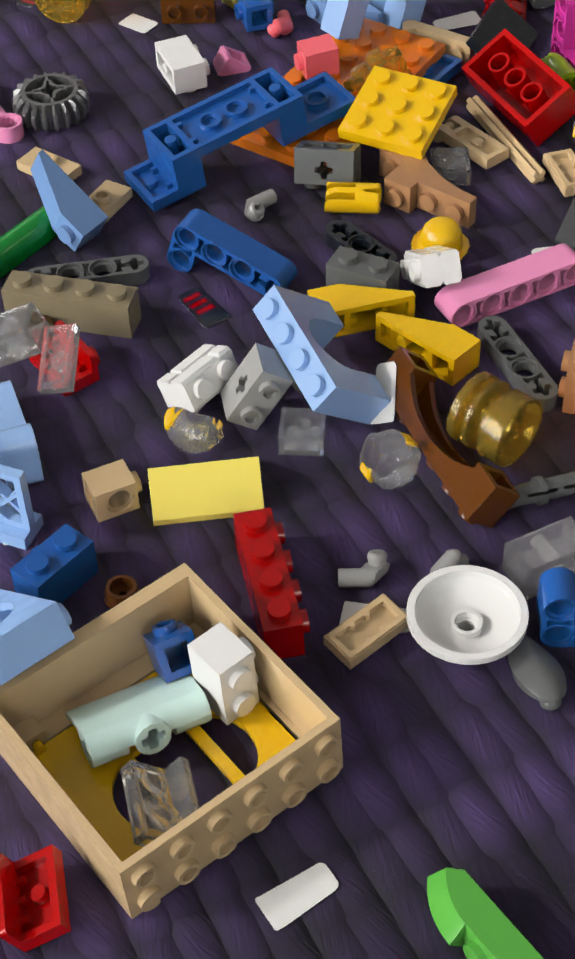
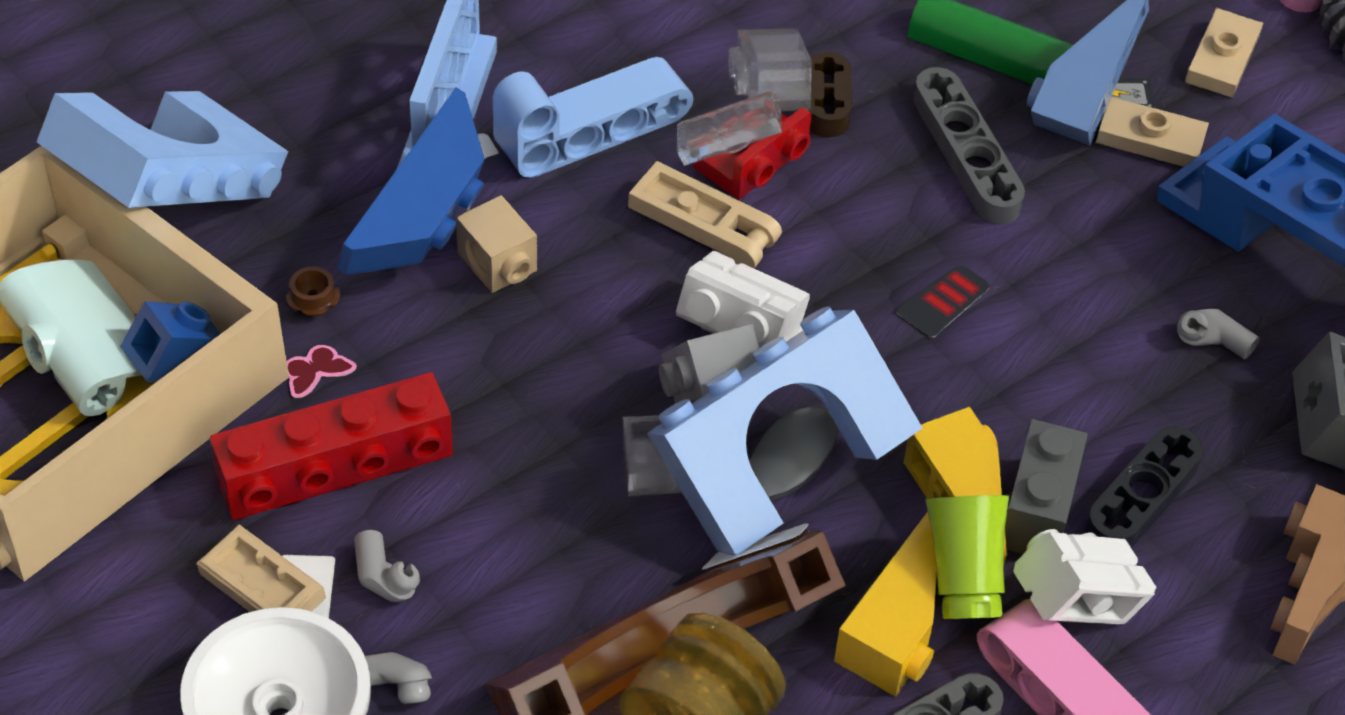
camera: 75 degrees right, 5 degrees up
(56, 566) = (321, 200): blue brick -> none
(75, 494) = (420, 196): none -> blue wedge
(90, 304) = (880, 132): dark tan brick -> none
(110, 393) = (704, 214): none -> tan plate
(192, 431) = (633, 310): clear hair -> none
(205, 490) = (530, 354): light yellow slope -> none
(225, 672) = (112, 375): white brick -> none
(228, 250) = (1040, 303): blue beam -> none
(353, 197) = (1275, 465): yellow arm -> none
(390, 459) = (603, 570): clear hair -> none
(414, 296) = (969, 553): none -> lime plant
(442, 232) = (1199, 609): yellow hat -> none

